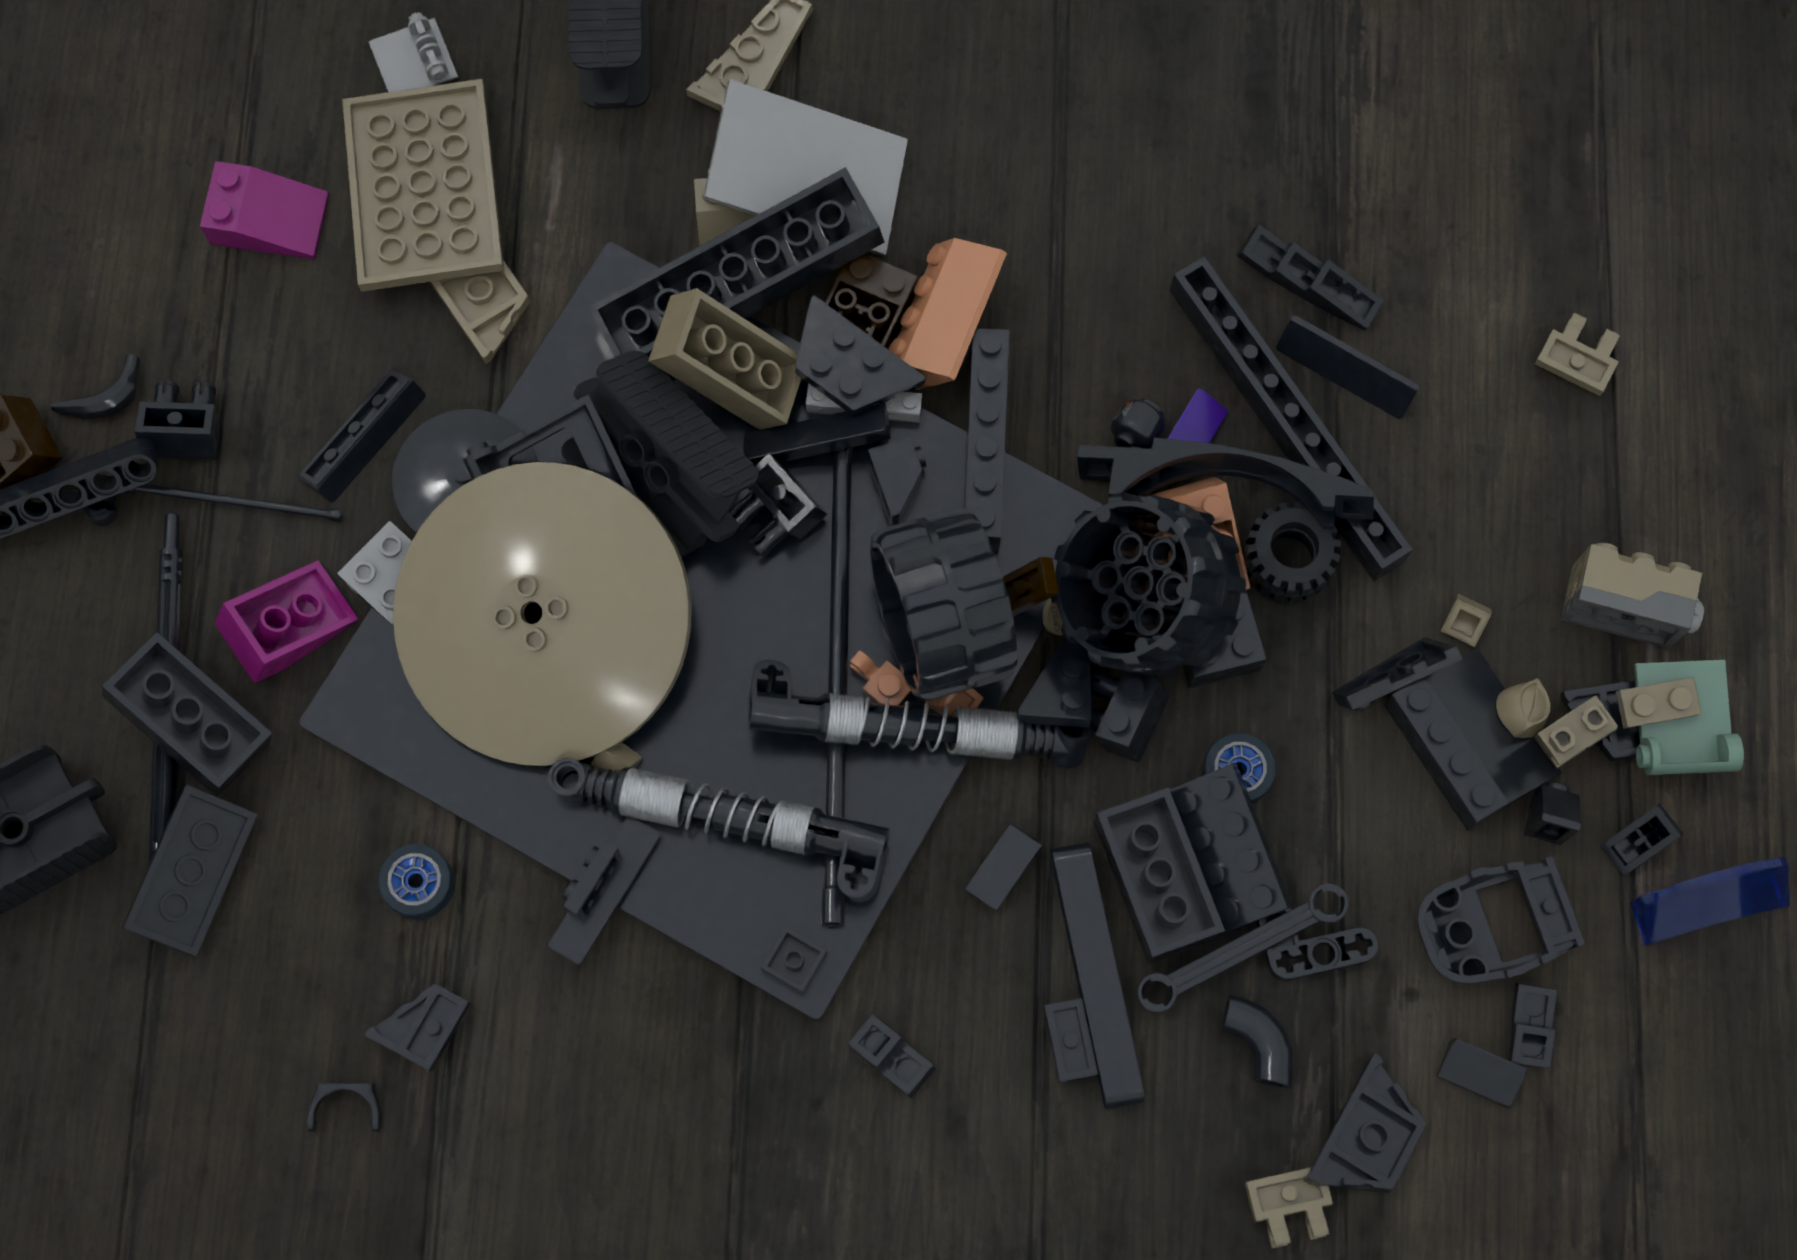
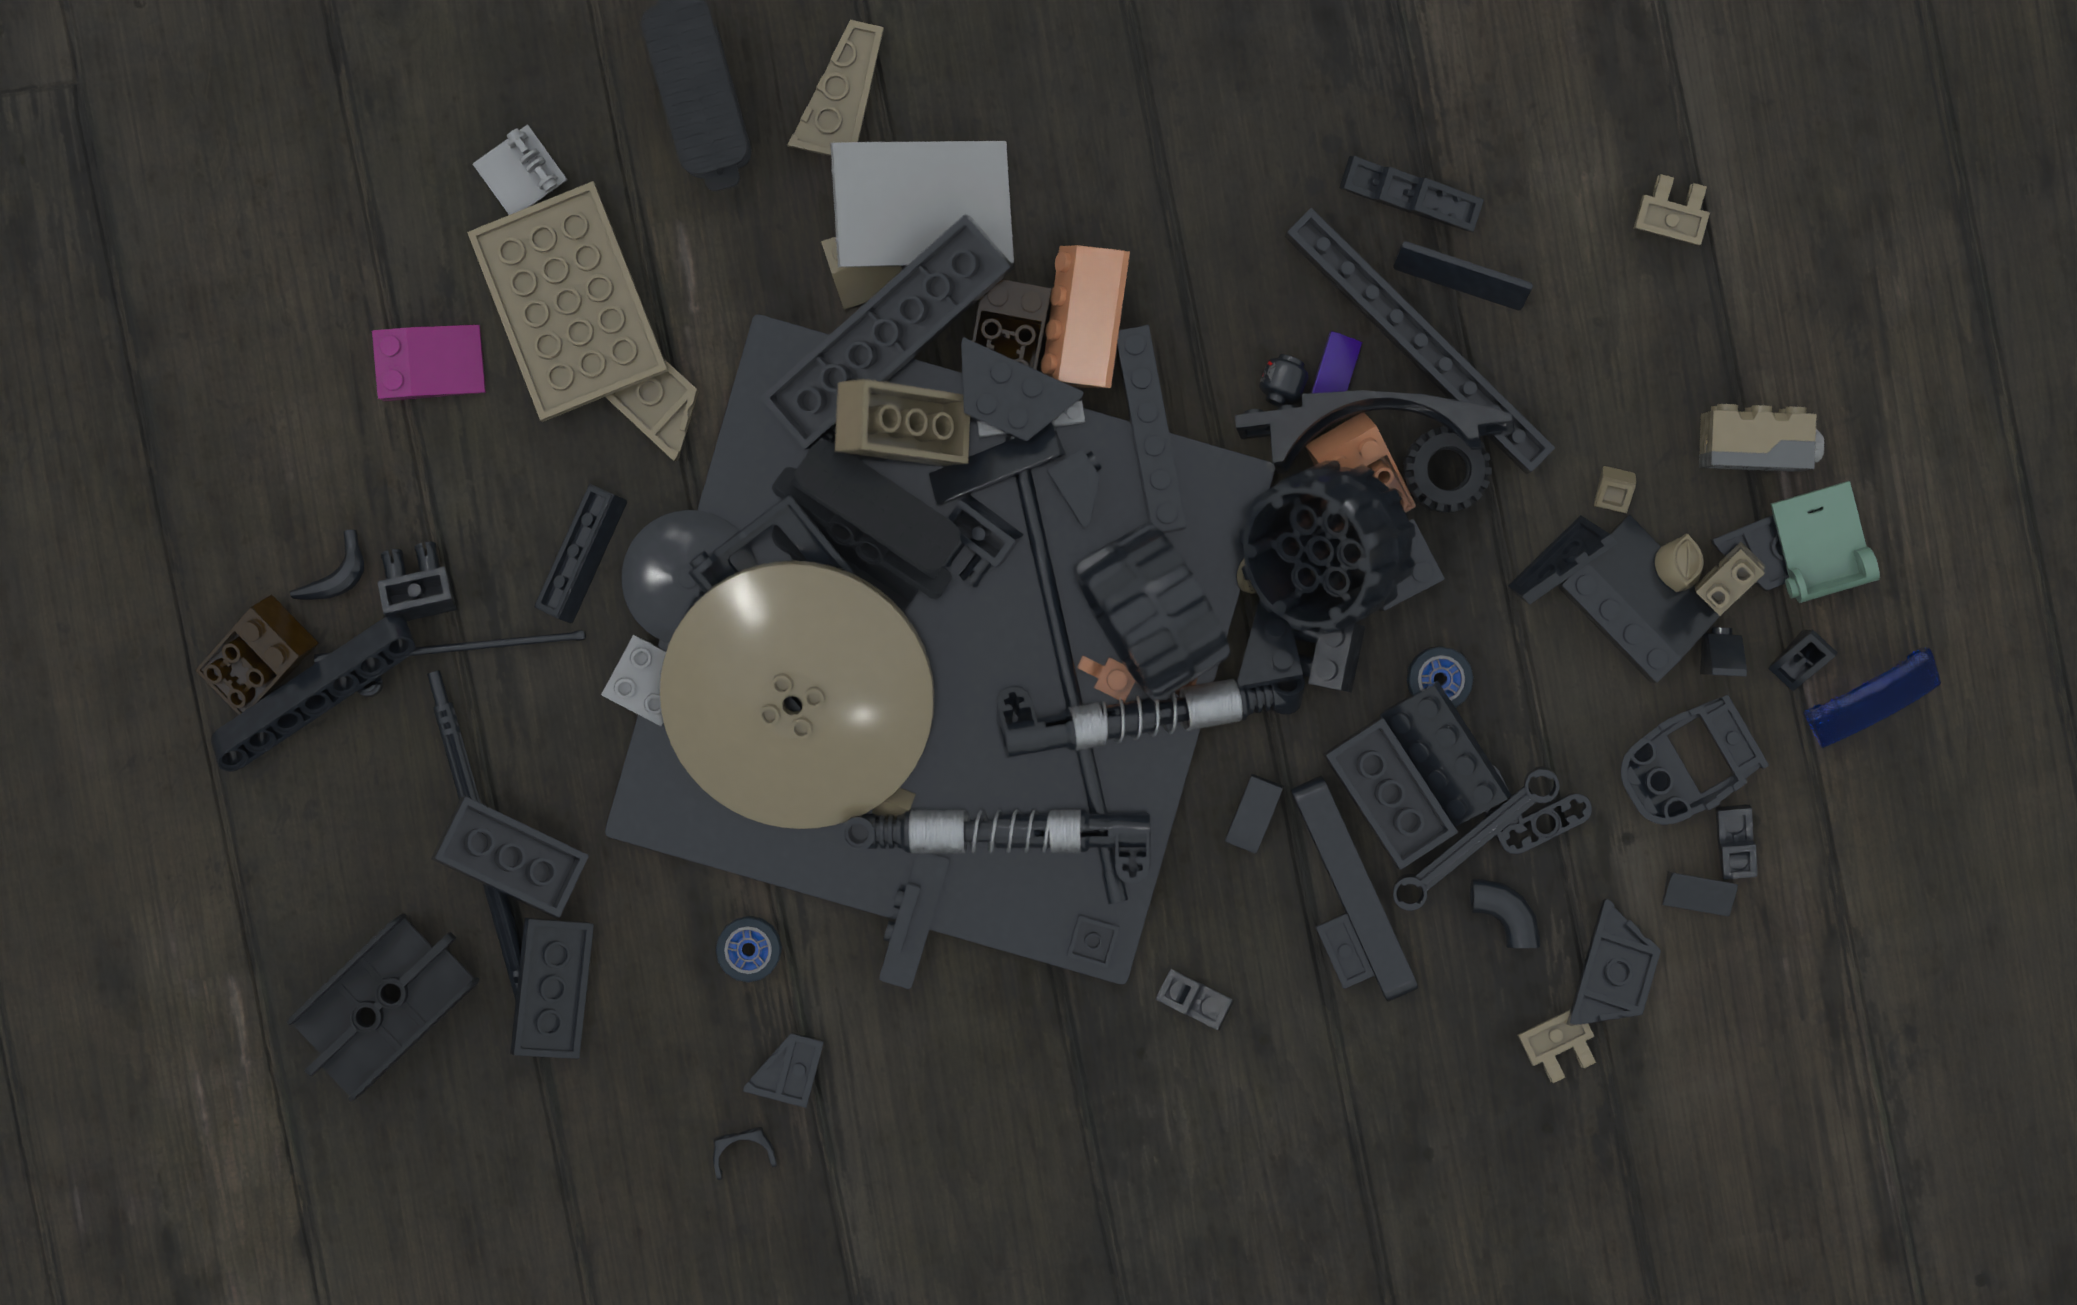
camera: 15 degrees left, 15 degrees up
(284, 620) = (566, 745): magenta slope -> none
(1031, 584) = (1220, 570): dark brown plate -> none
(1658, 702) = (1797, 536): dark tan plate -> none

